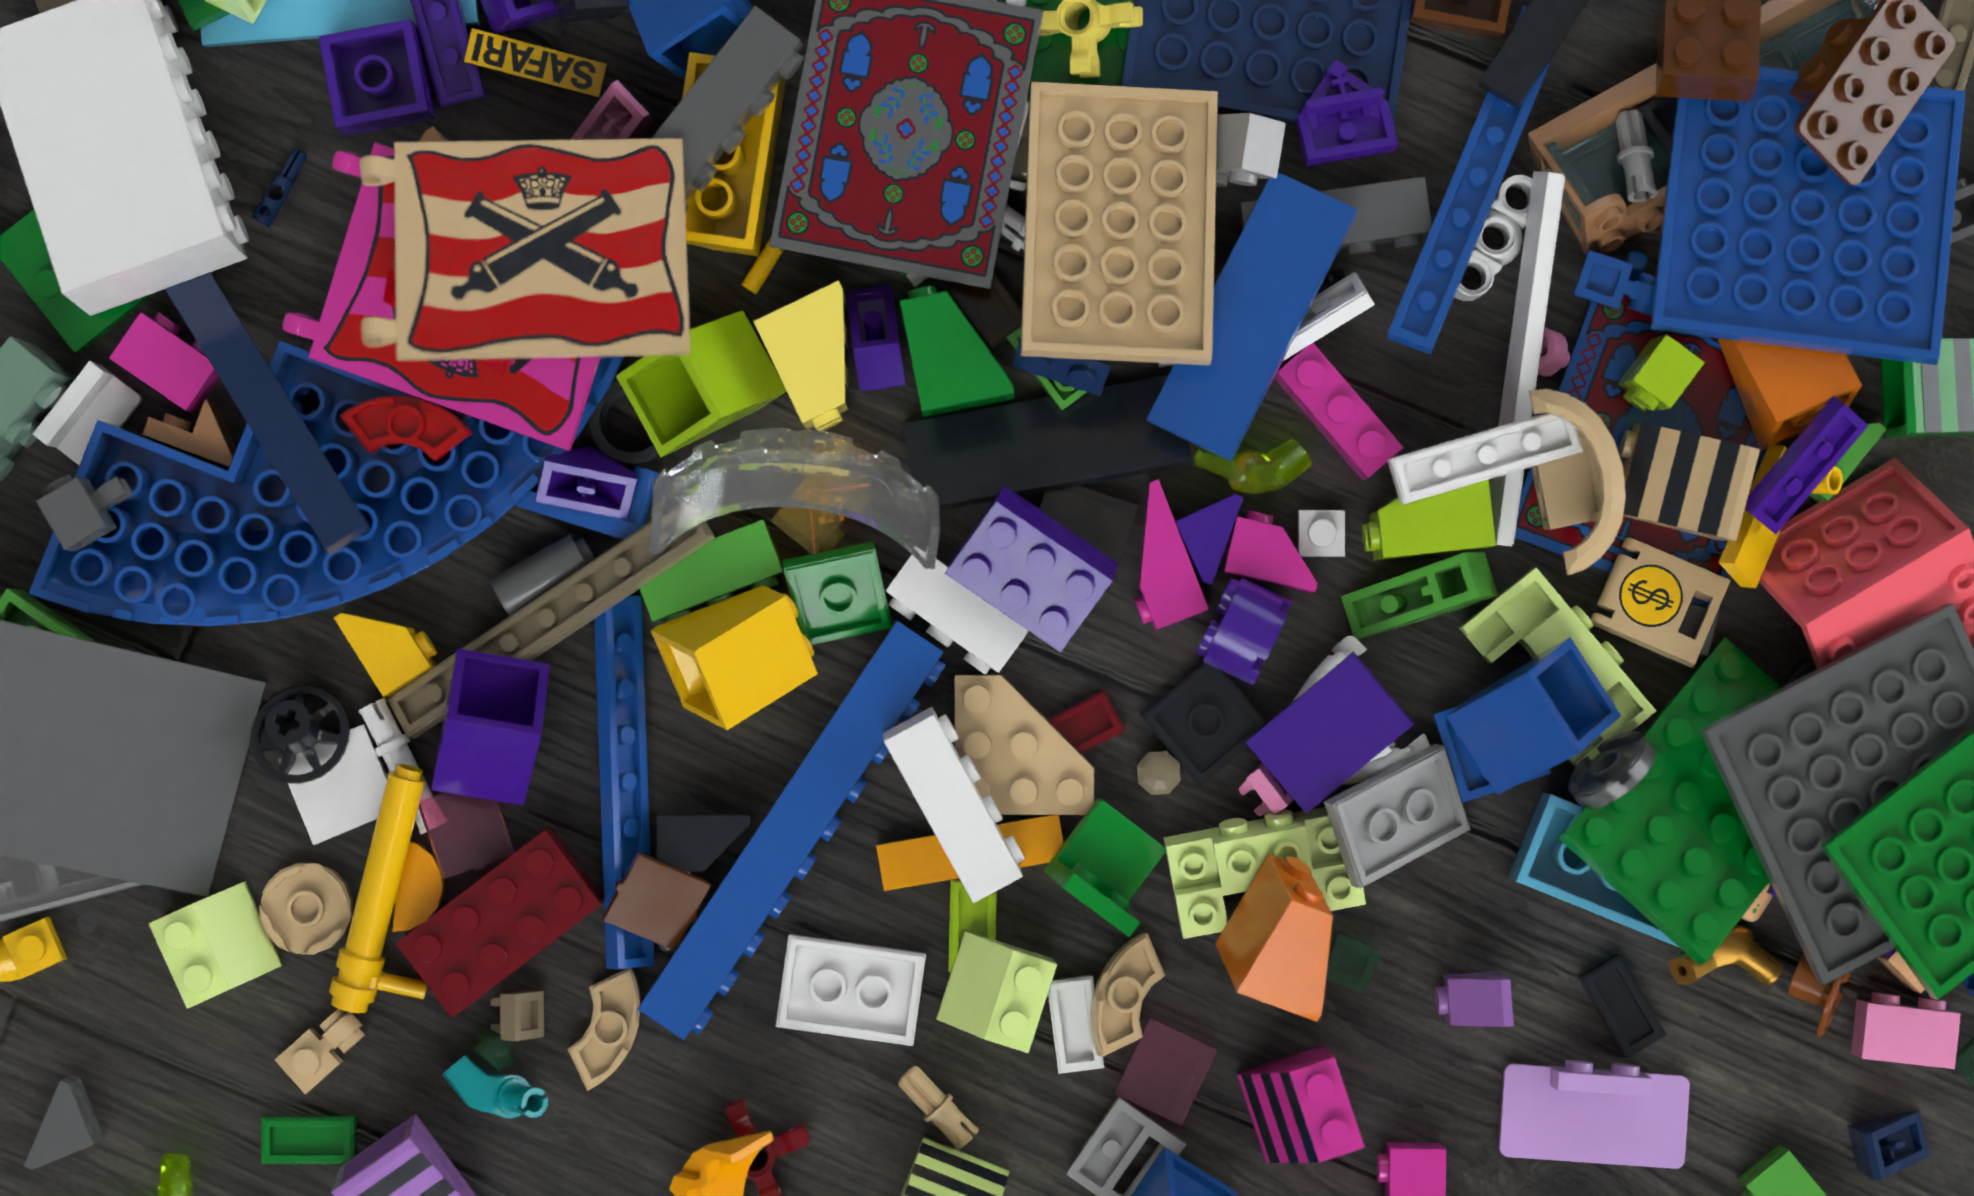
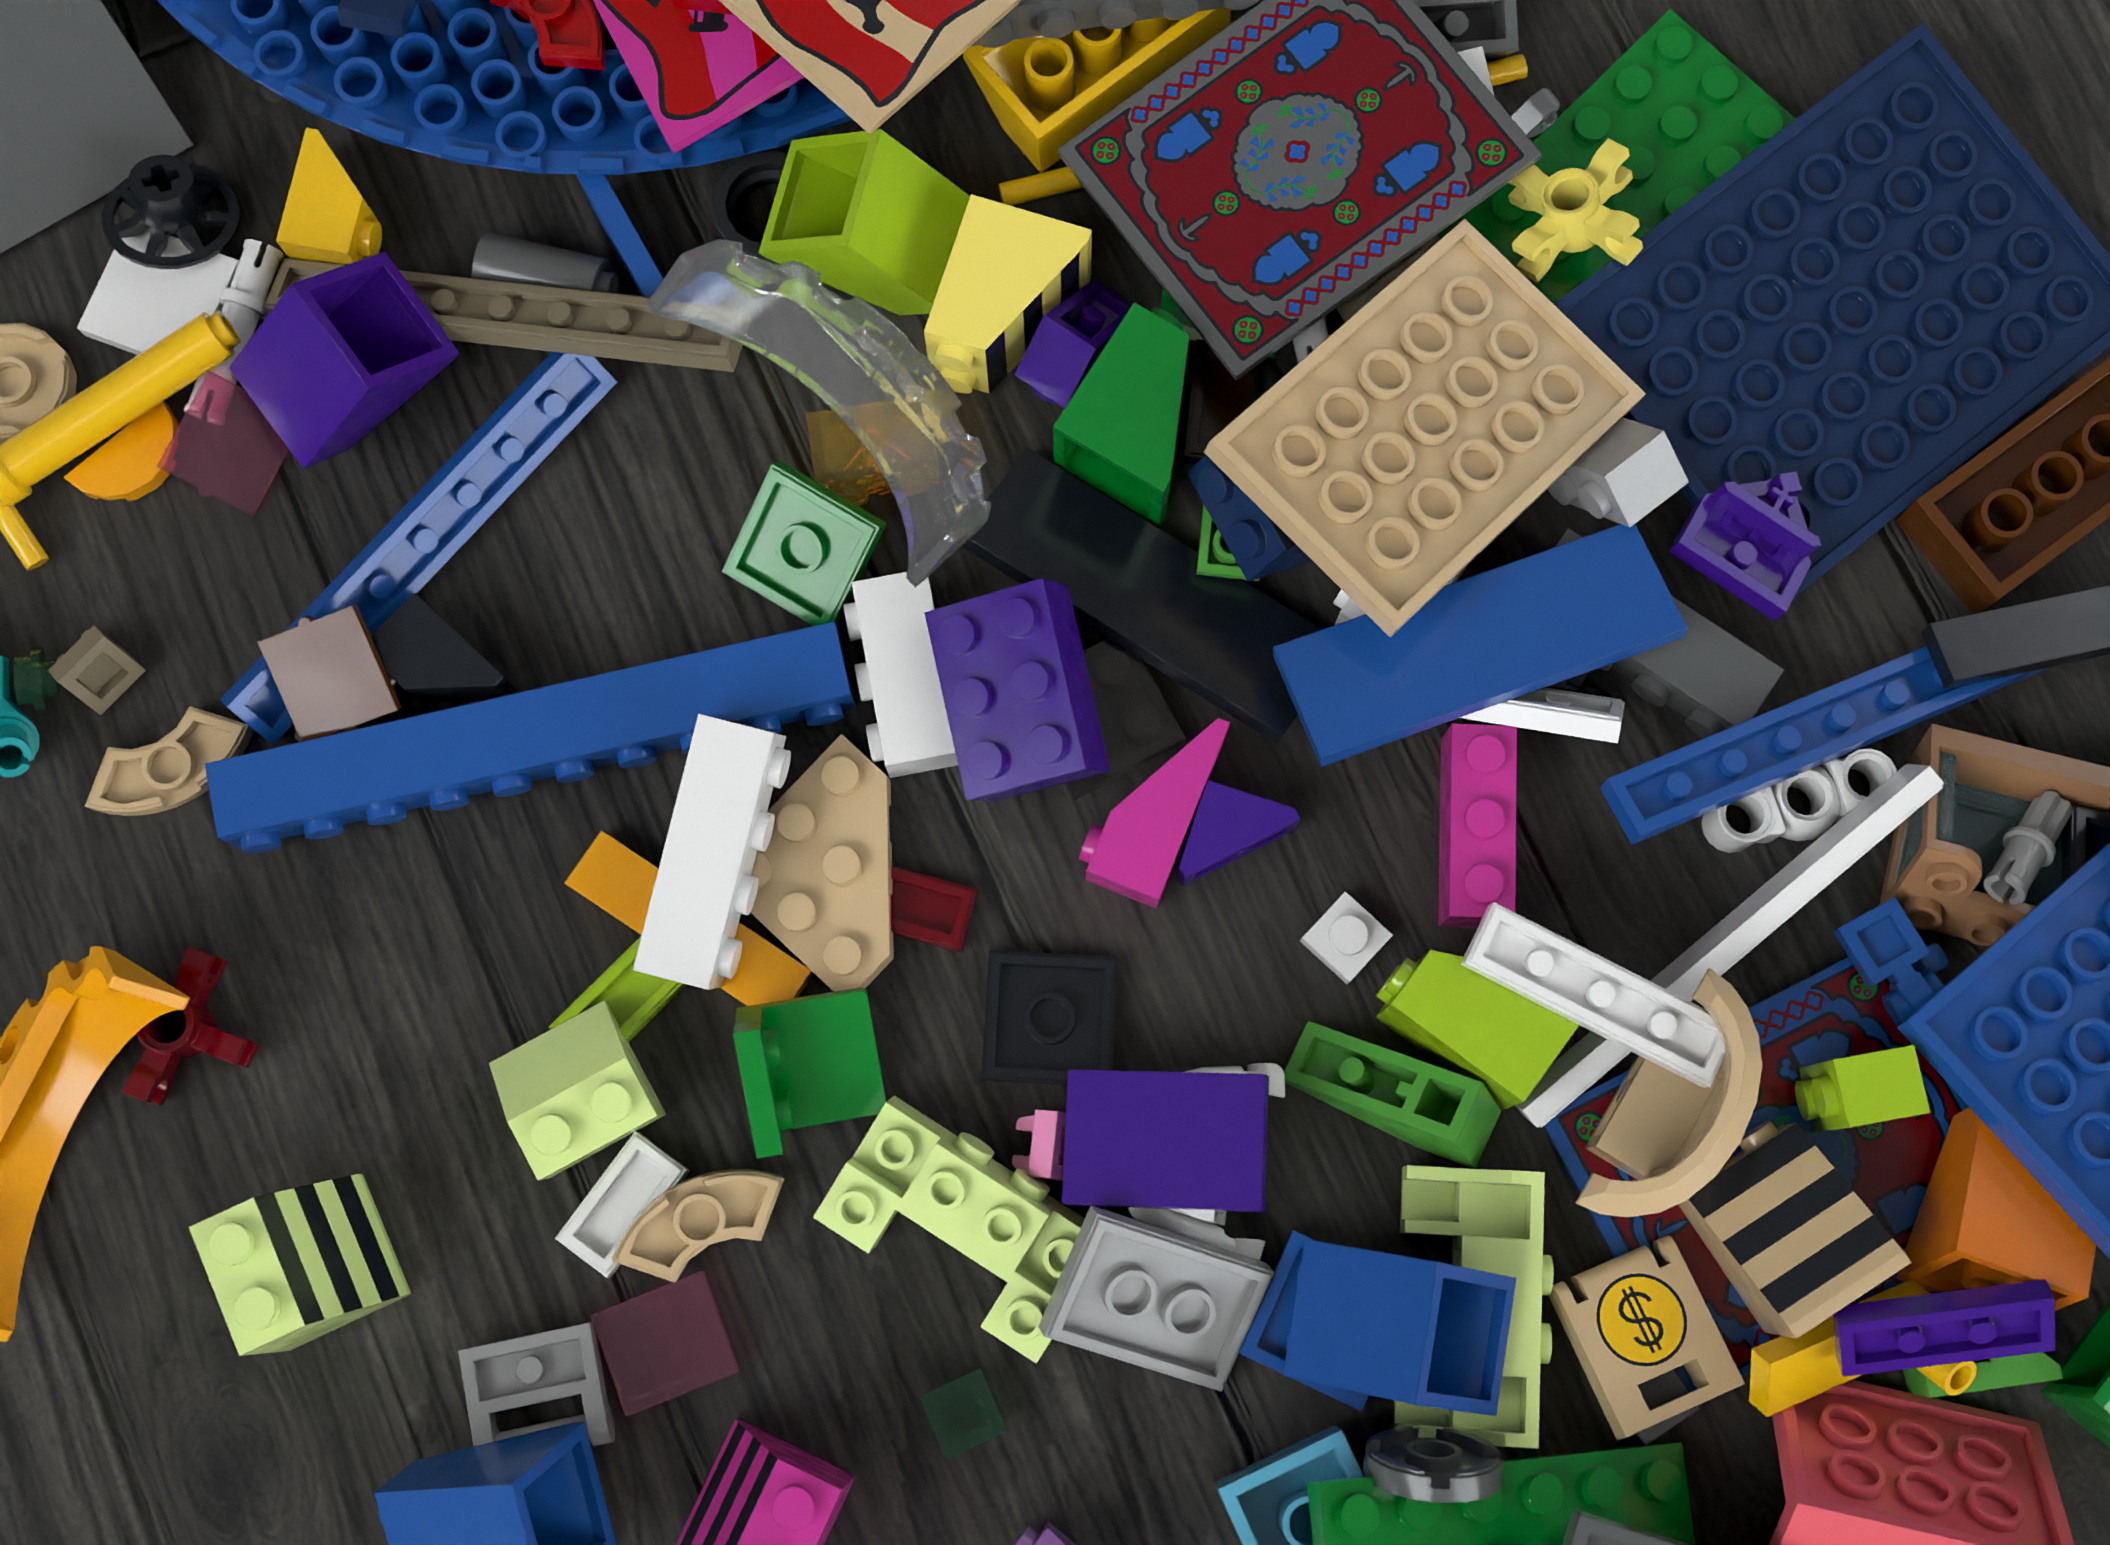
camera: 45 degrees right, 10 degrees down
(501, 922) = (167, 560): dark red brick -> none
(586, 482) = (659, 208): dark purple slope -> none
(715, 572) = (702, 418): bright green brick -> none
(736, 655) = (648, 511): yellow slope -> none
(850, 989) = (436, 954): white tile -> none
(937, 1107) = (401, 1154): tan axle -> none
(1158, 772) = (952, 1025): dark tan tile -> none
(1246, 631) = (1175, 955): dark purple brick -> none
(1256, 470) = (1339, 812): clear neon green arm -> none
(1266, 554) = (1269, 903): dark pink slope -> none
(1280, 939) = (906, 1310): orange slope -> none
(1553, 353) = (1758, 970): bright pink tile -> none

